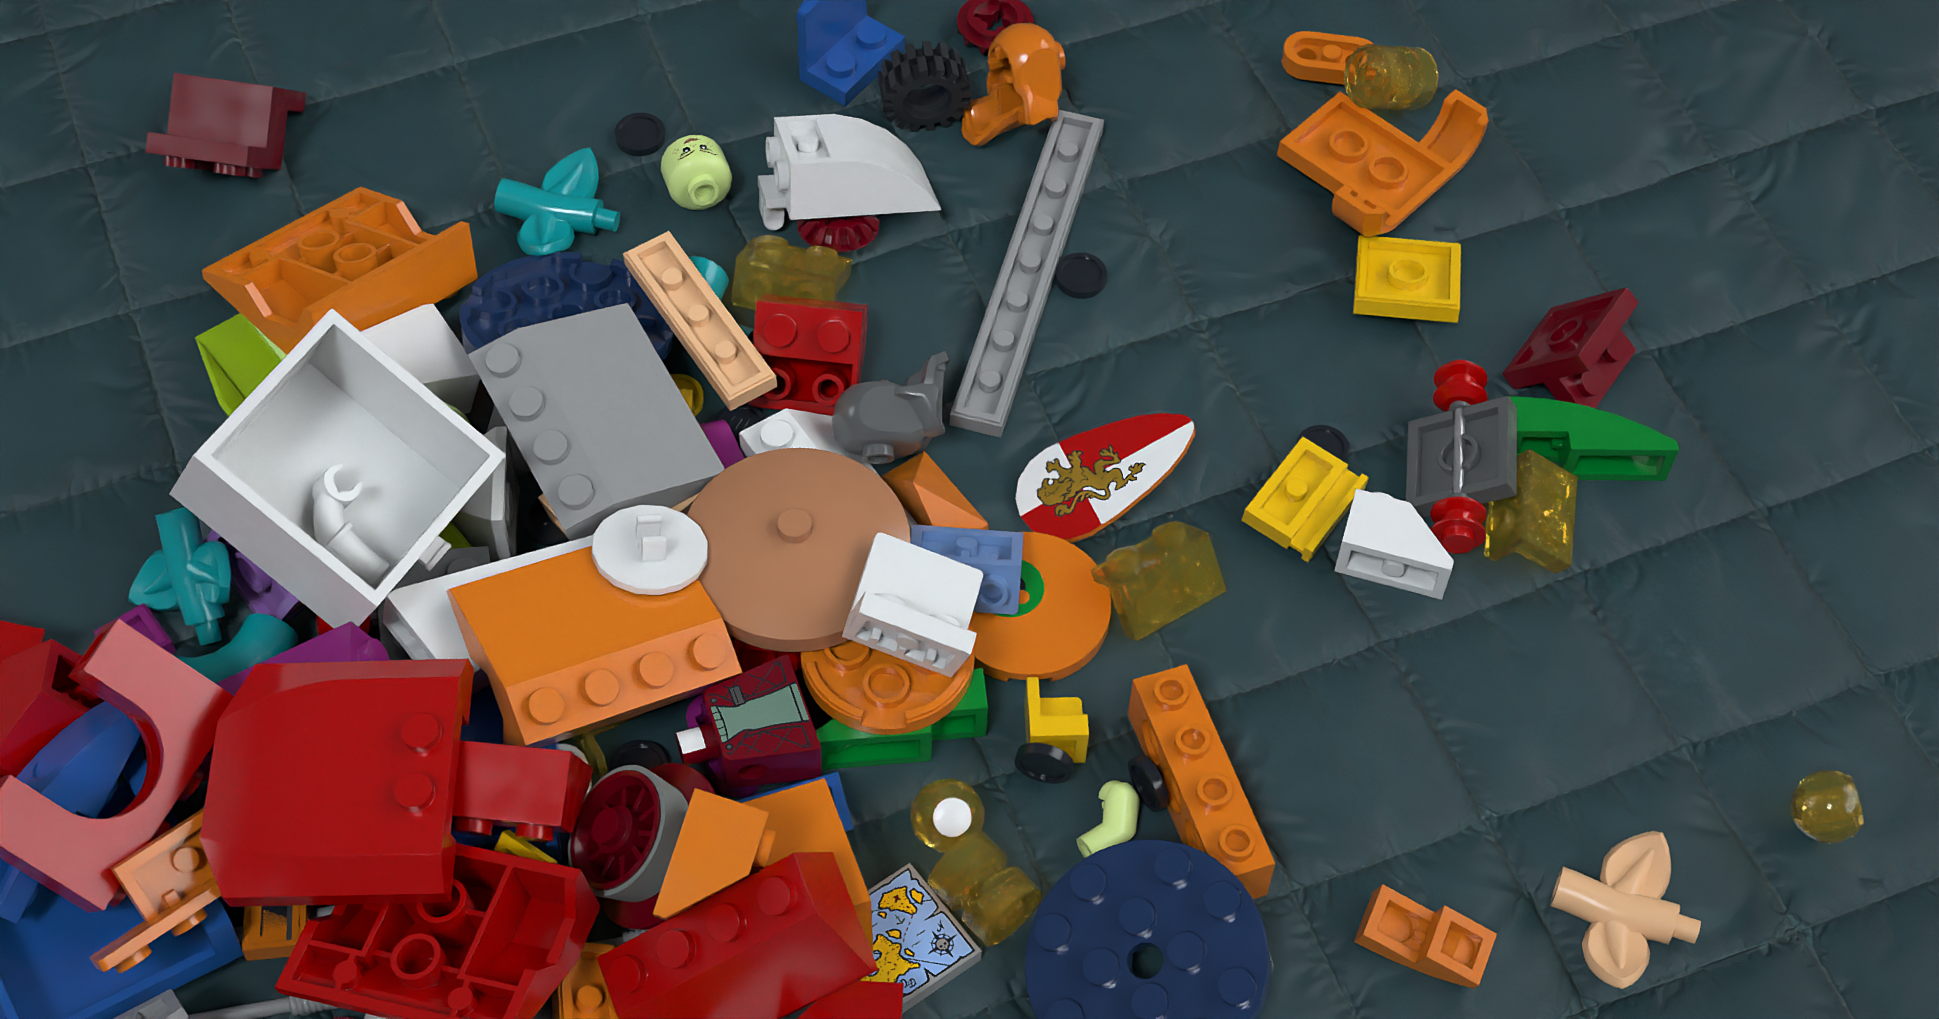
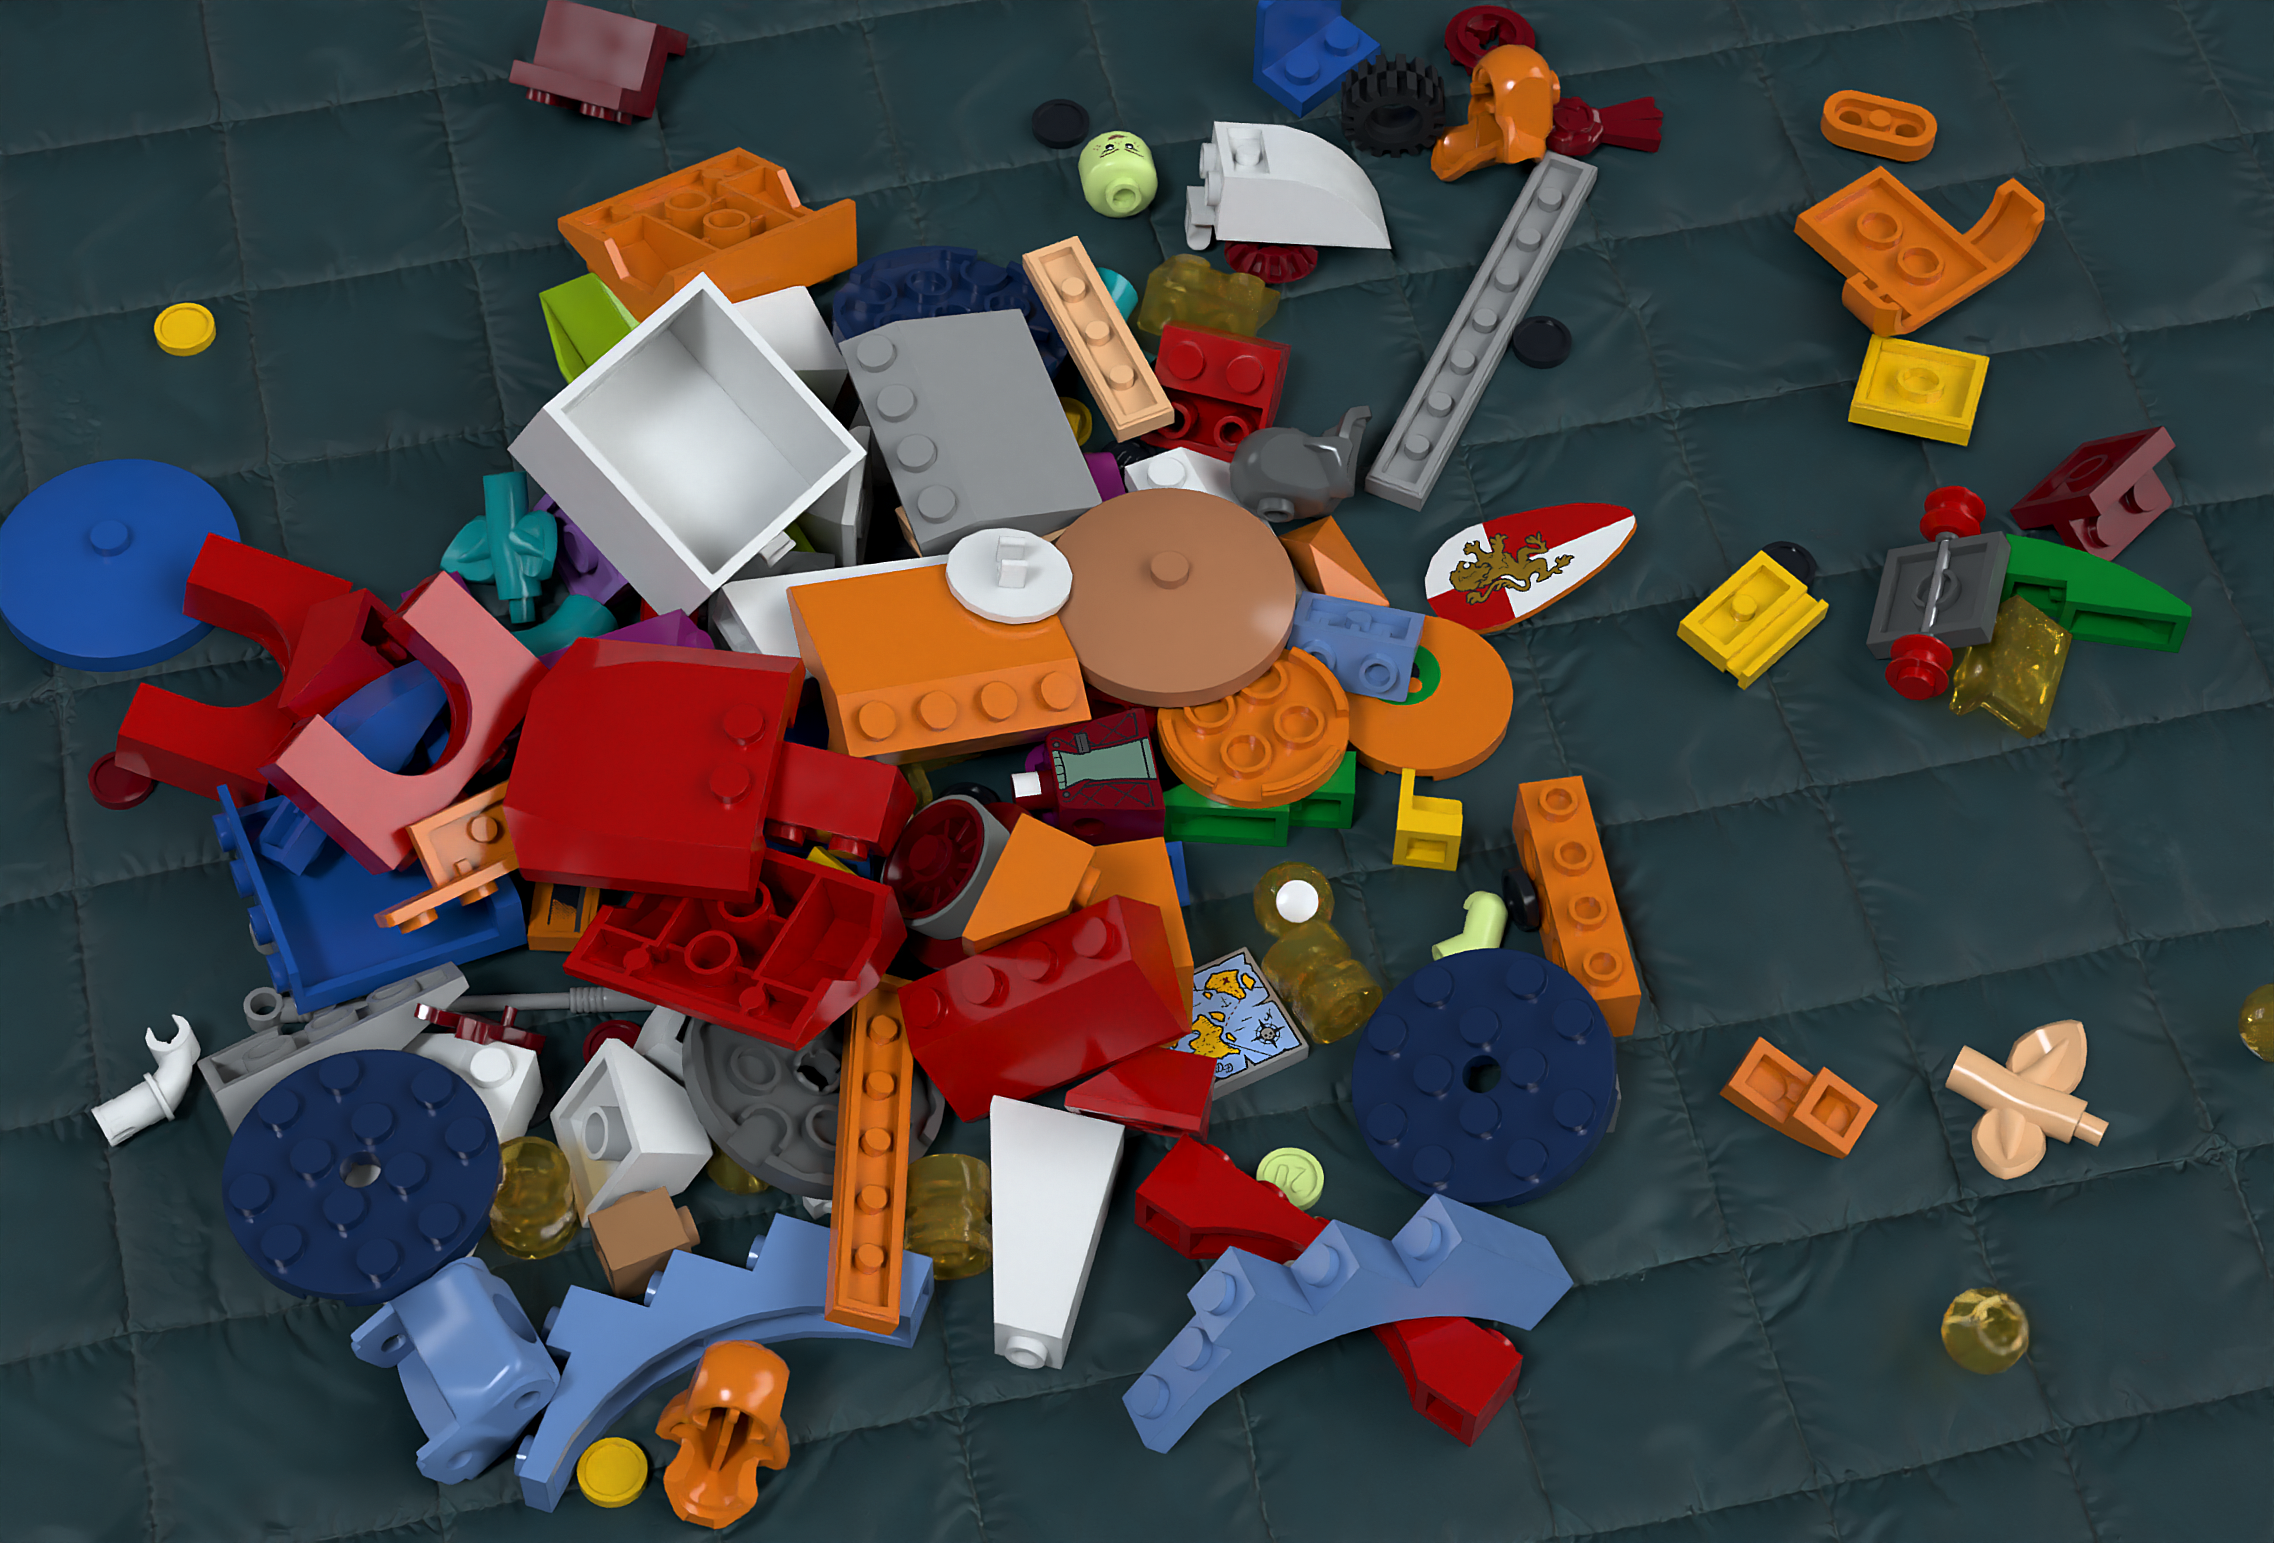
camera: 10 degrees right, 0 degrees up
(336, 535) = (672, 508): white piece -> none
(559, 207) = (958, 195): teal plant -> none
(914, 605) = (1288, 670): white bracket -> none
(1044, 763) = (1408, 862): black piece -> none
(1086, 87) = (1581, 128): none -> dark red piece
(1161, 577) = (1572, 684): clear yellow bracket -> none
(1391, 77) = (1942, 156): clear yellow wheel -> none
(1393, 546) = (1840, 682): white slope -> none

